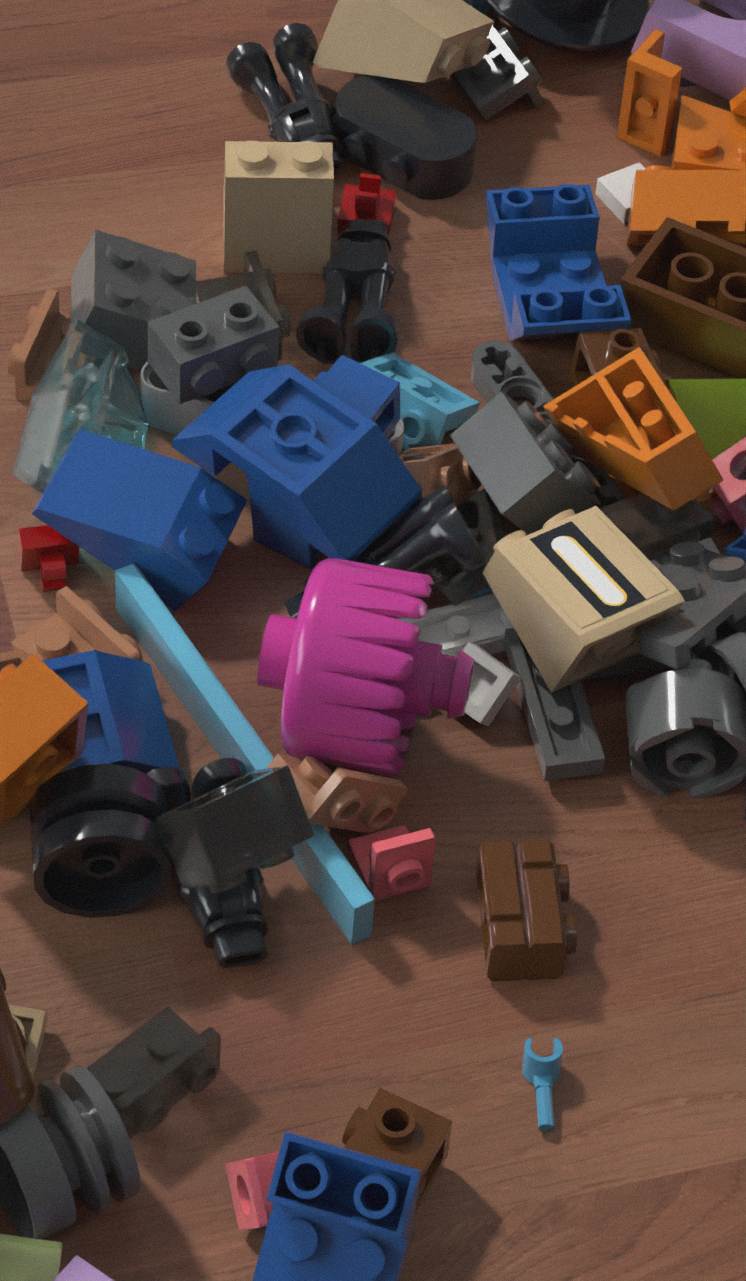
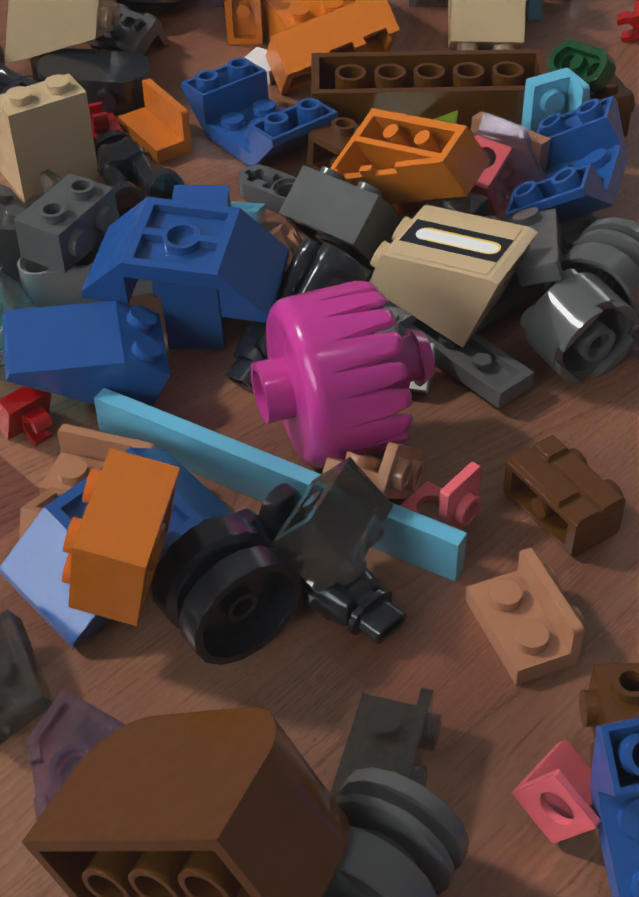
camera: 25 degrees left, 5 degrees down
(377, 1017) = (528, 620): none -> nougat bracket
(432, 236) = (160, 125): none -> orange panel

